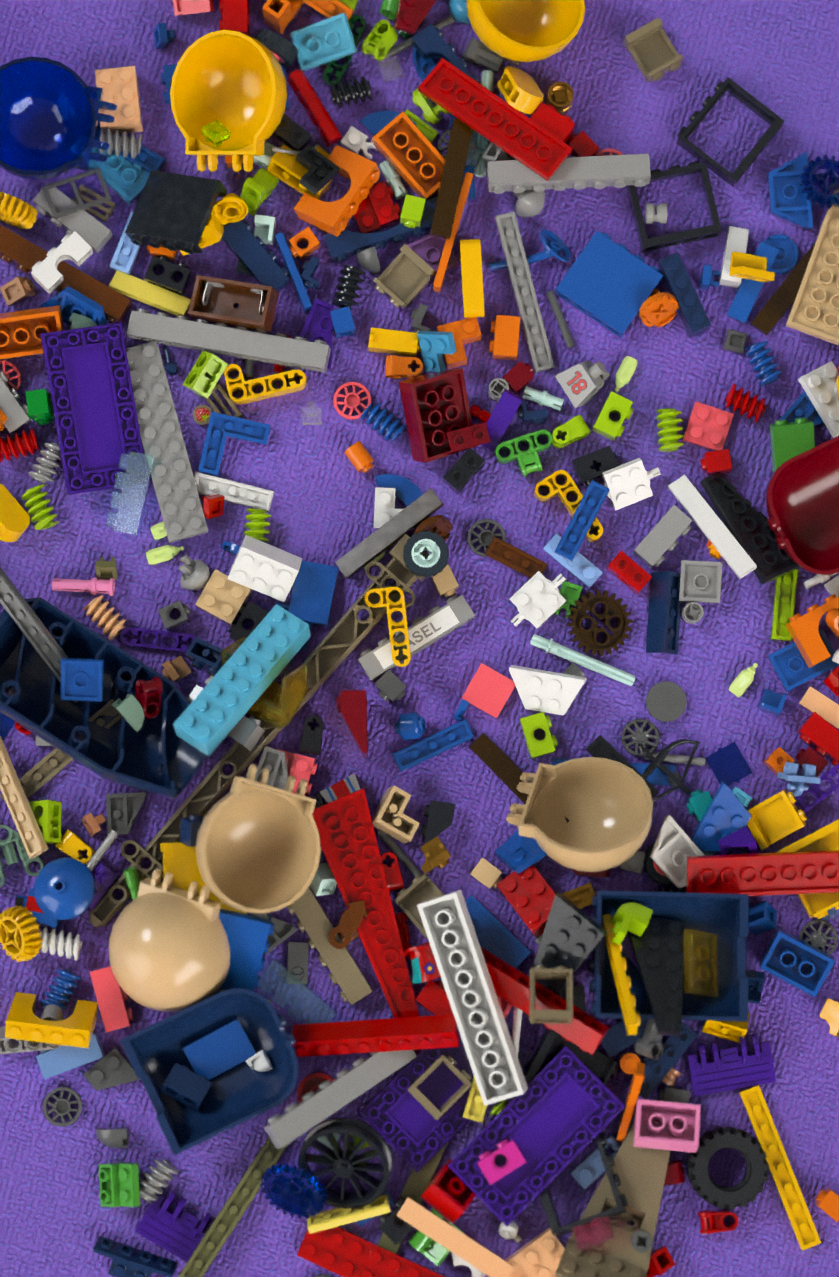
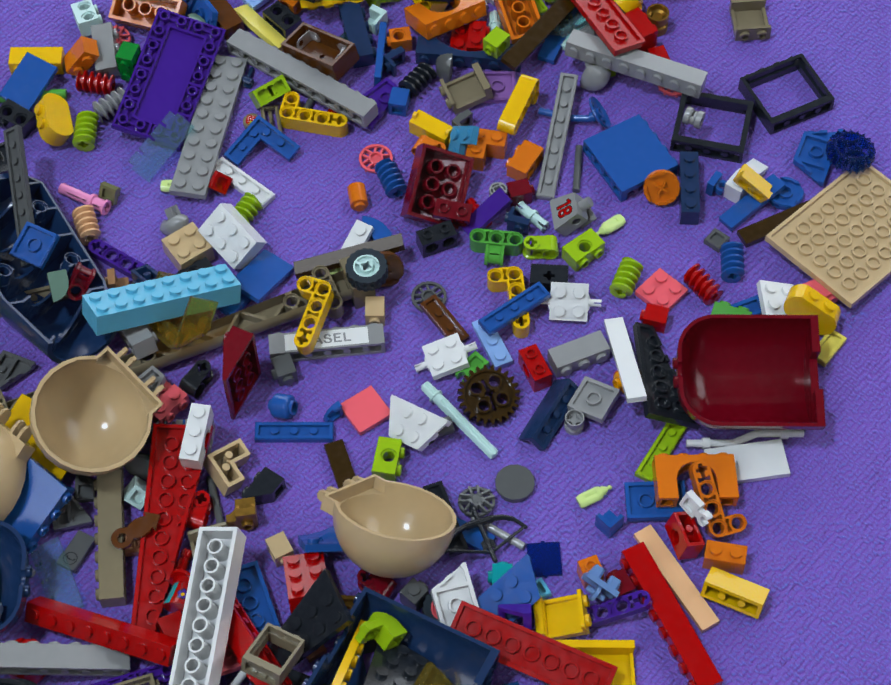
camera: 30 degrees right, 25 degrees down
(162, 554) = (159, 202): yellowish green piece -> none
(166, 611) = (137, 240): dark grey brick -> none
(312, 414) = (336, 153): clear tile -> none
(358, 810) = (193, 443): none -> white arch
(449, 244) = (526, 68): orange tile -> none

